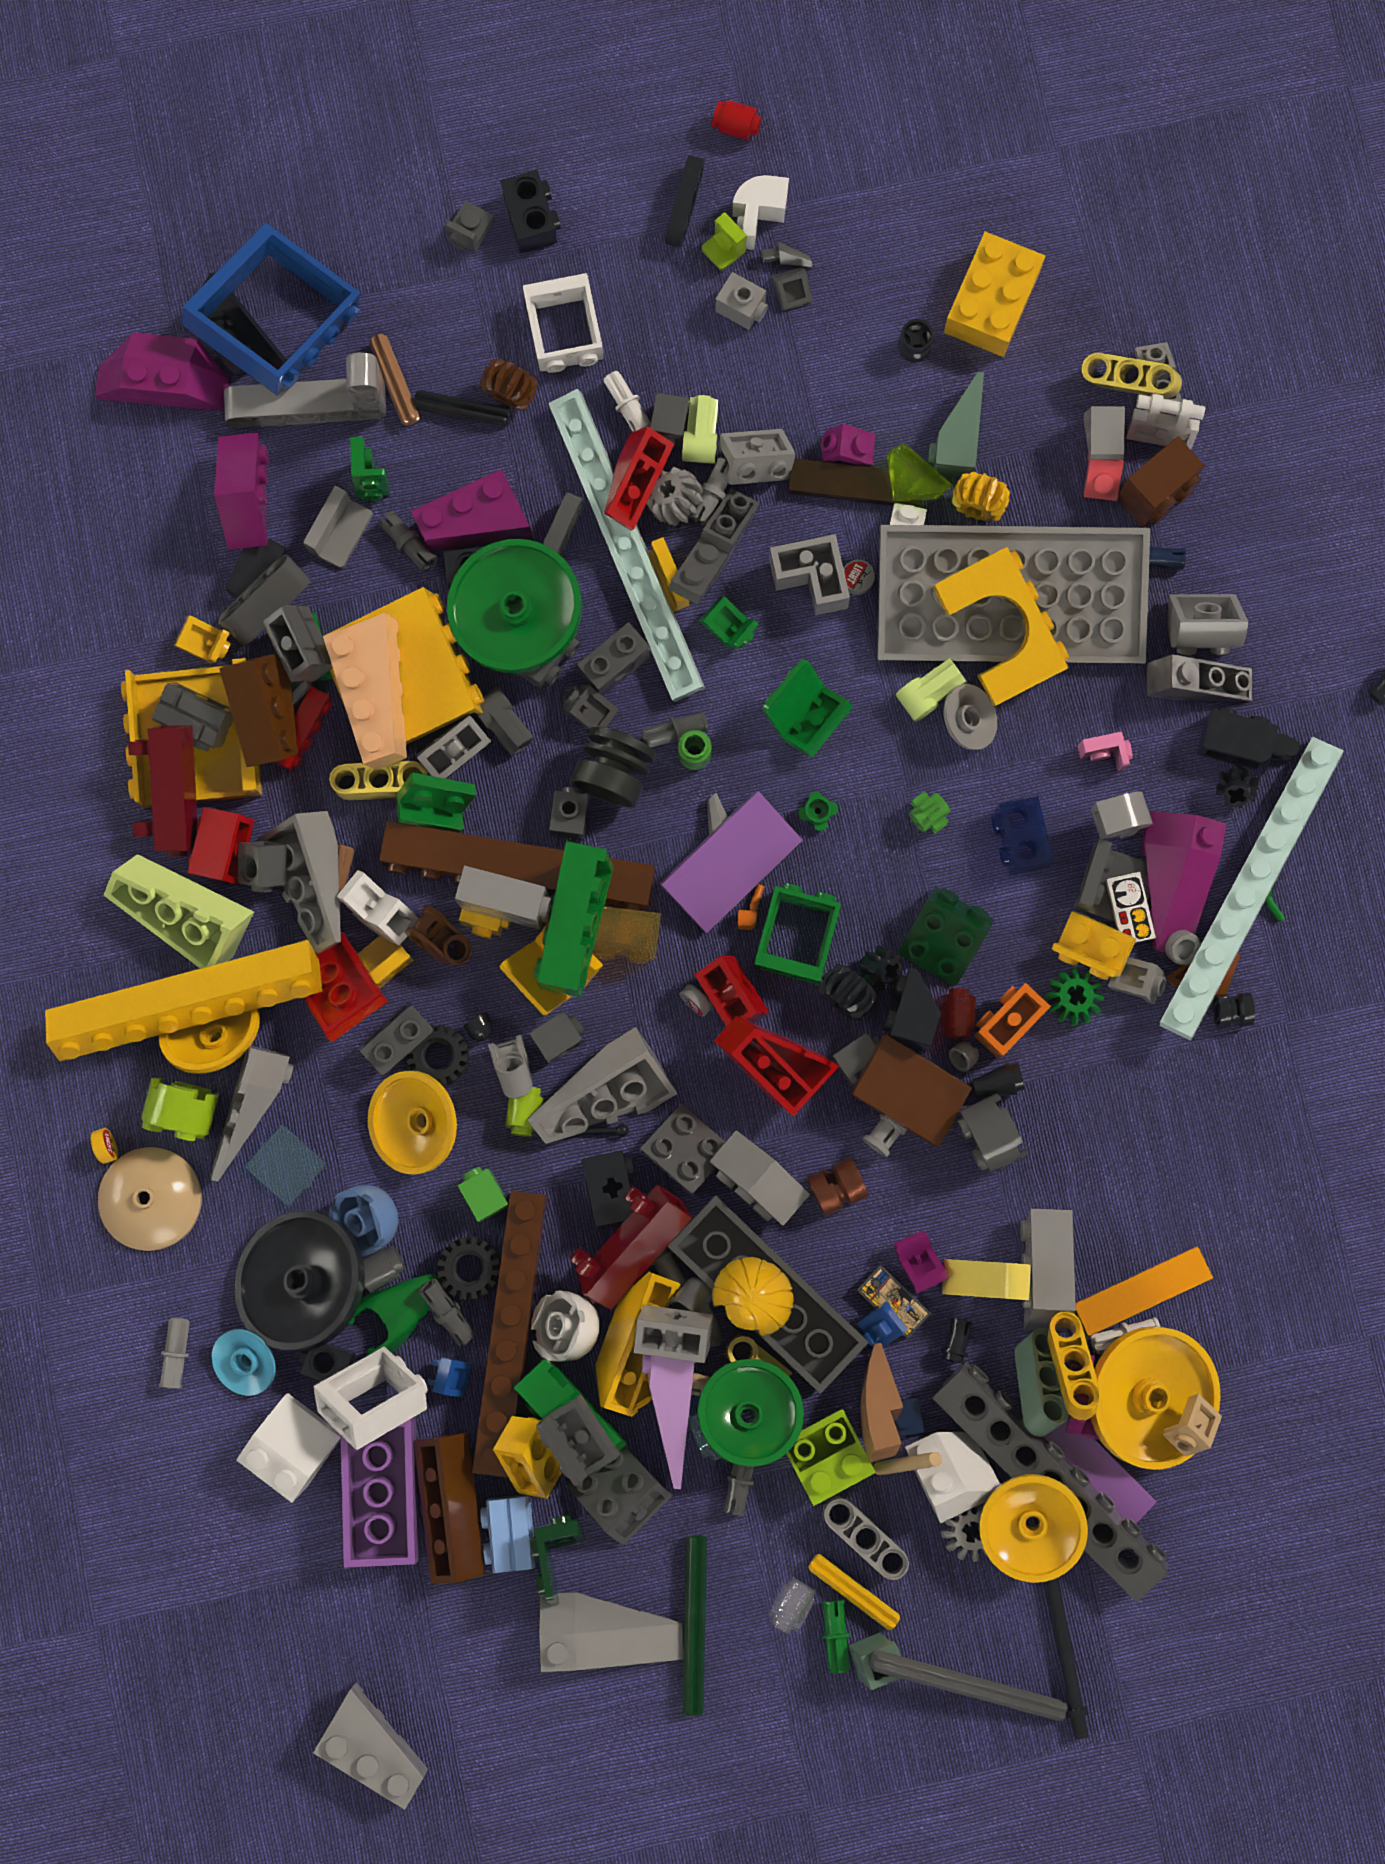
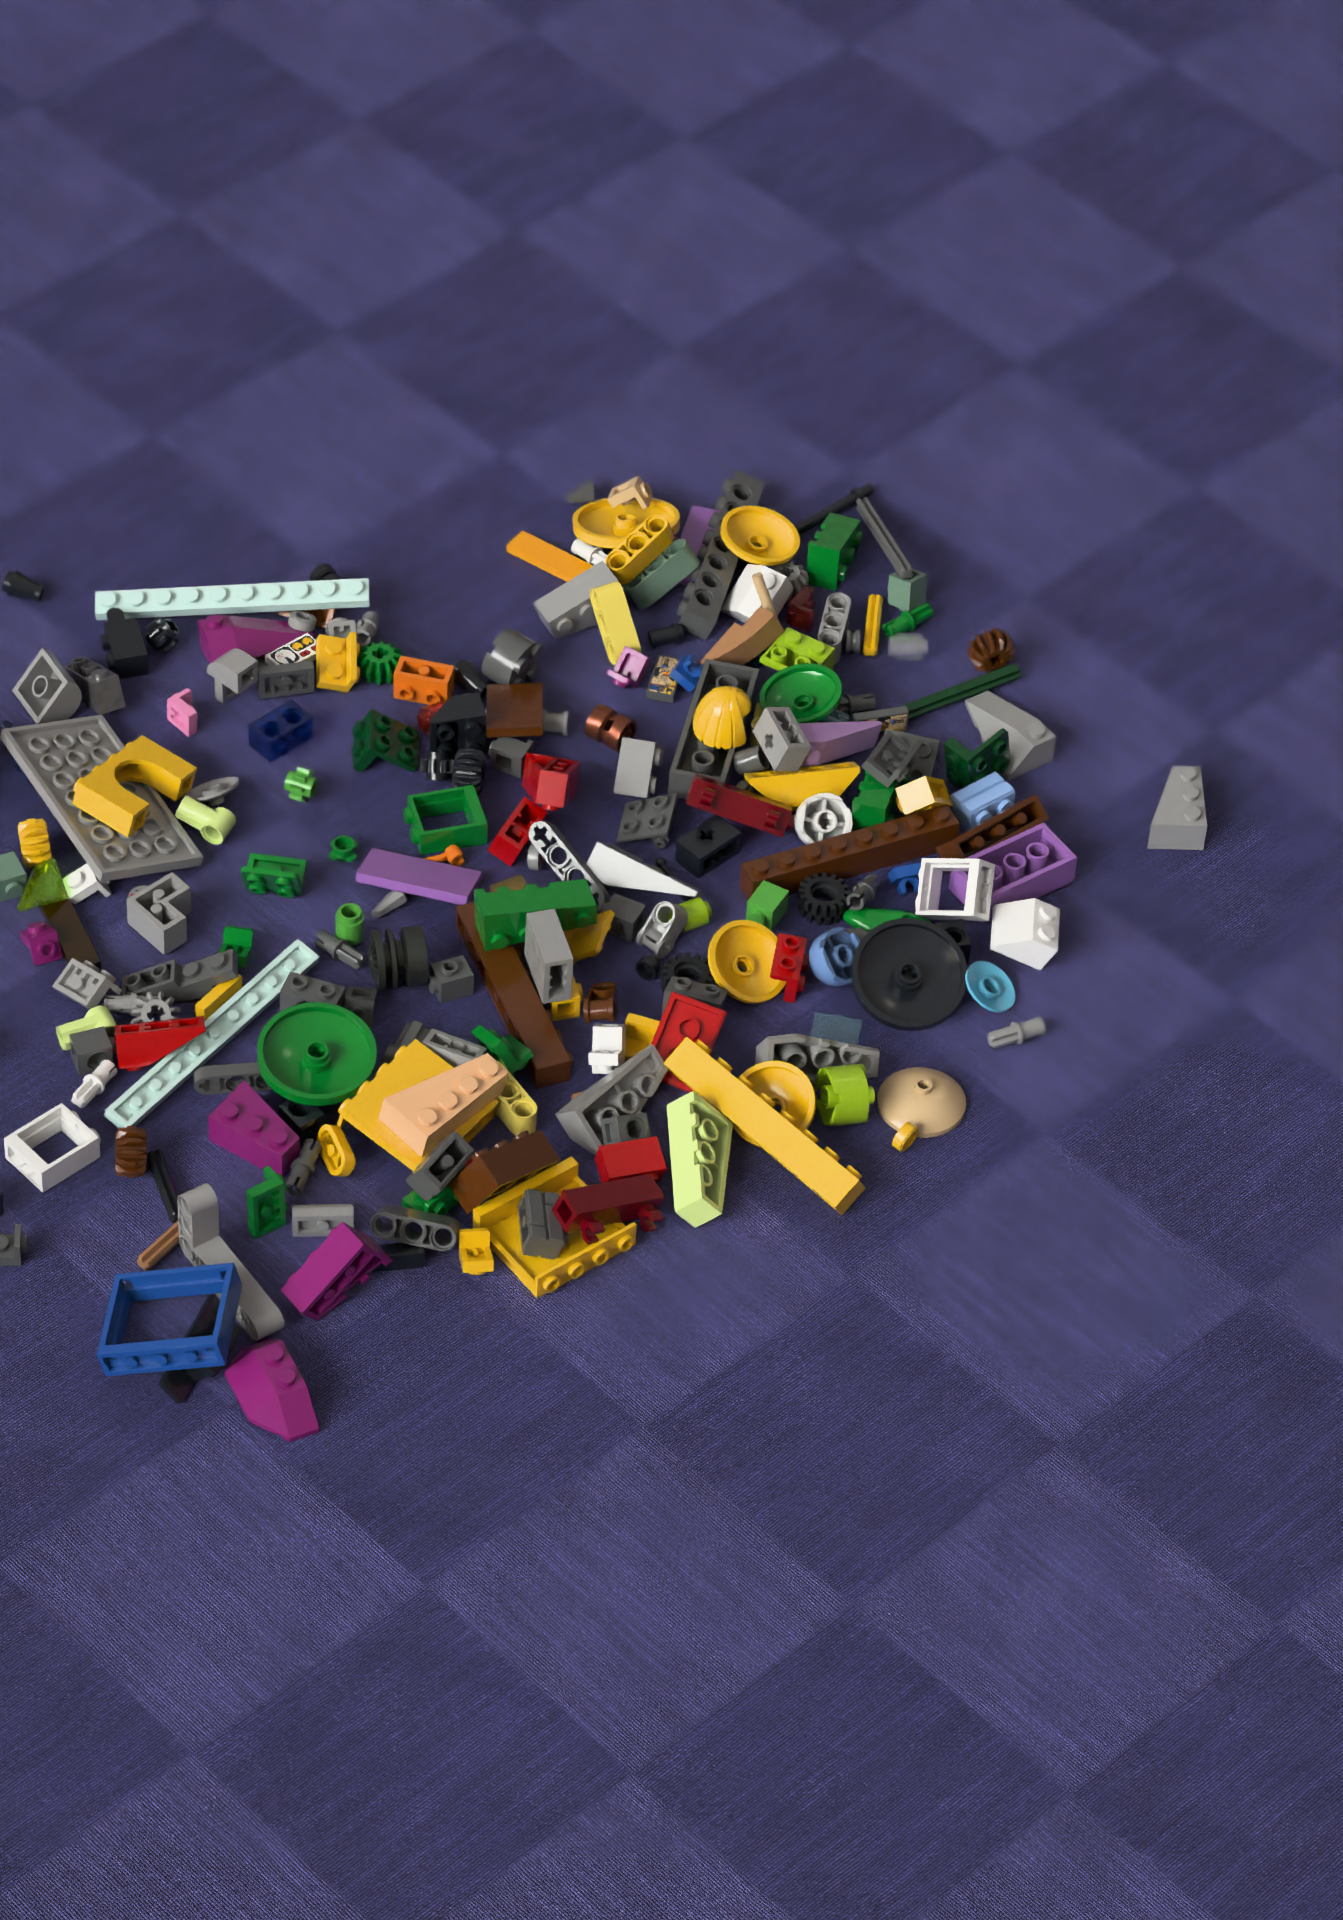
camera: 125 degrees left, 35 degrees down
(388, 1164) = (788, 964): none -> red bracket
(396, 579) = (336, 1150): none -> yellow plate
(646, 1014) = (572, 862): none -> dark grey beam
(691, 1495) = (891, 718): none -> tile
(725, 1695) = (991, 650): none -> reddish brown gear
(835, 1548) = (852, 641): none -> dark grey bush
(919, 1525) = (801, 609): none -> clear red bracket
(990, 1620) = (833, 551): none -> green wedge
(1131, 1007) = (367, 628): none -> light grey pin
(1239, 1379) = (582, 493): none -> dark grey slope

